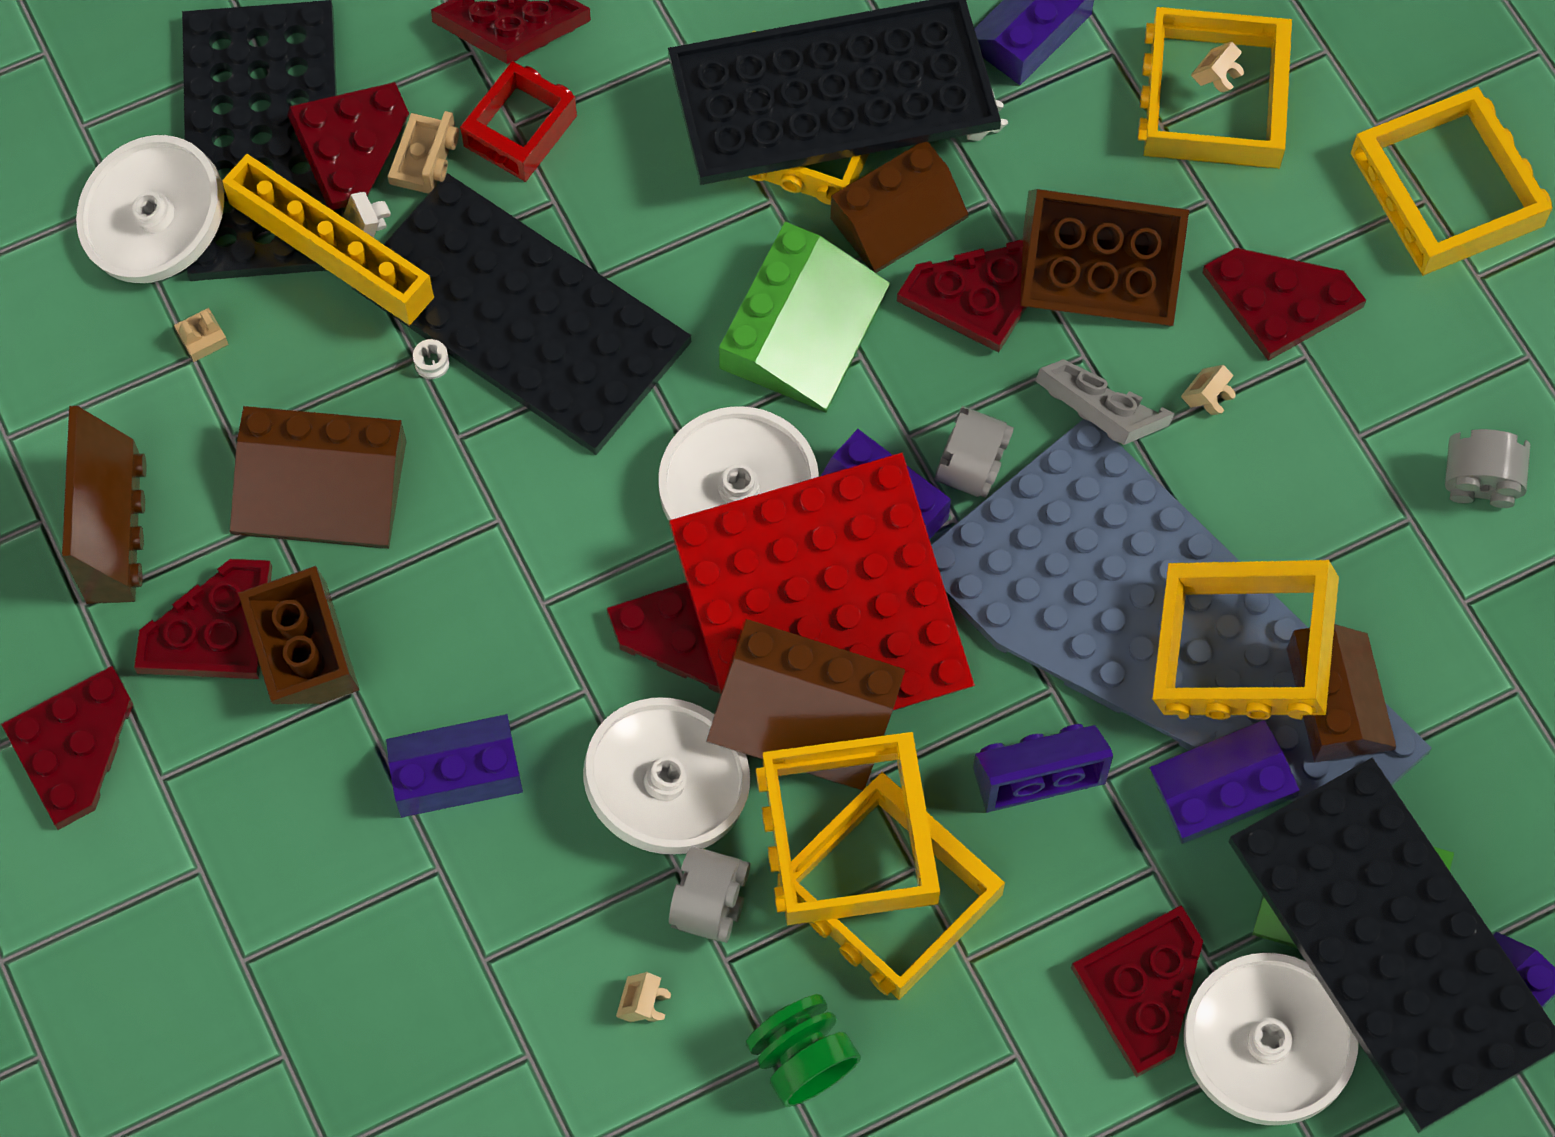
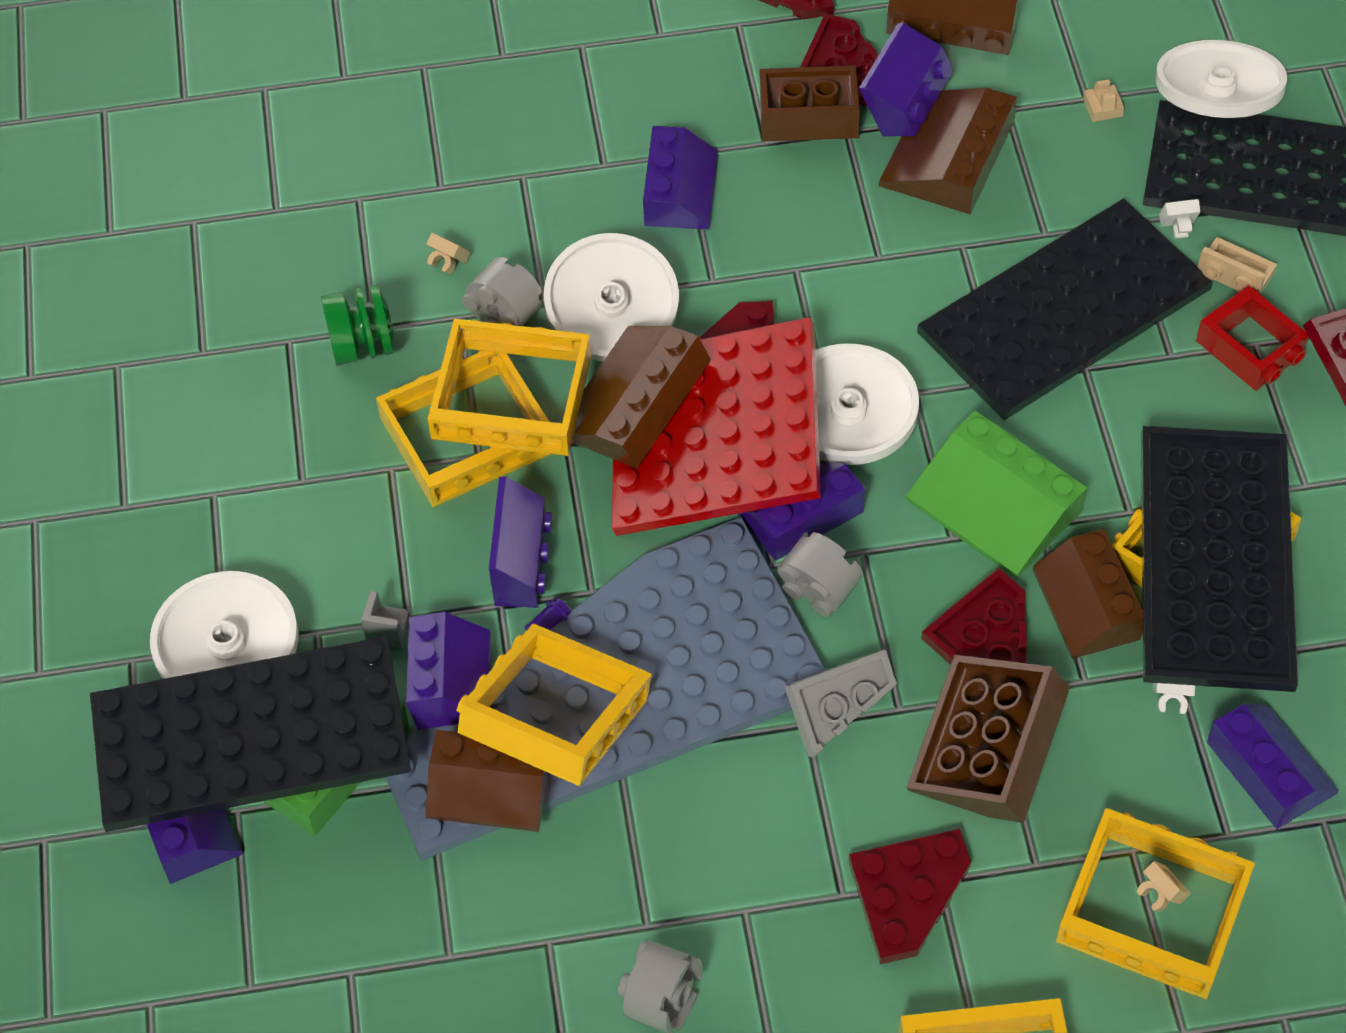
camera: 110 degrees right, 10 degrees down
(245, 531) = (905, 81): none -> dark purple slope
(328, 239) = (1152, 170): yellow brick -> none
(349, 138) = (1260, 217): dark red plate -> none
(426, 348) = (1034, 231): white bush -> none
(1112, 714) = (551, 615): none -> dark purple pin
(1144, 987) = (312, 571): dark red plate -> none
(1179, 880) = (384, 621): none -> light grey panel
(1207, 387) = (829, 787): tan tile -> none

